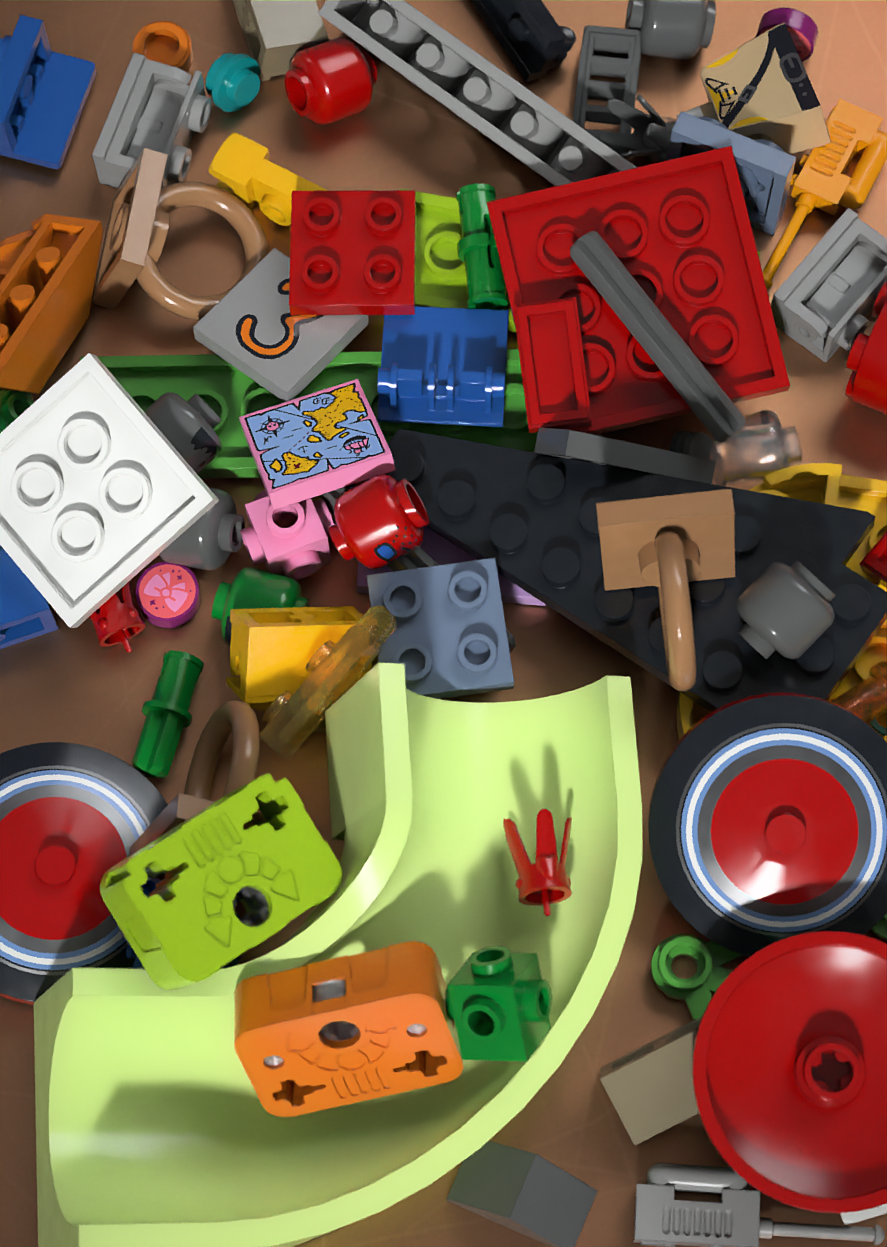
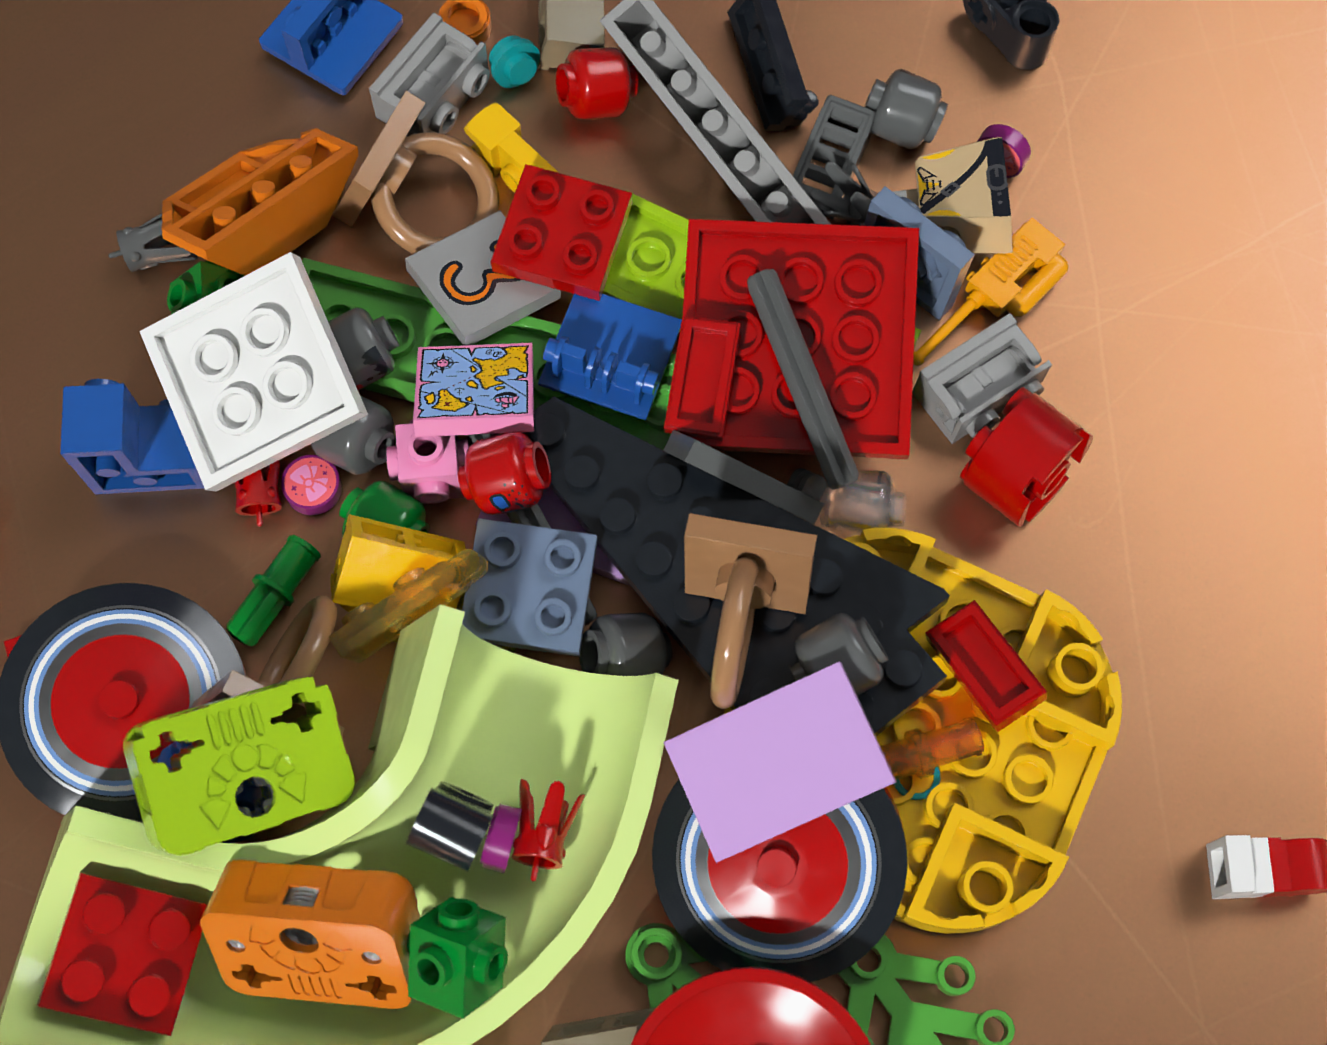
camera: 10 degrees right, 0 degrees up
(155, 1110) = (123, 955): none -> red plate
(456, 883) = (451, 825): none -> black piece
(479, 249) = (671, 259): green pin -> none
(503, 882) = (500, 838): none -> magenta tile
(556, 663) = (625, 646): none -> dark grey head
(758, 726) = (779, 762): none -> lavender tile

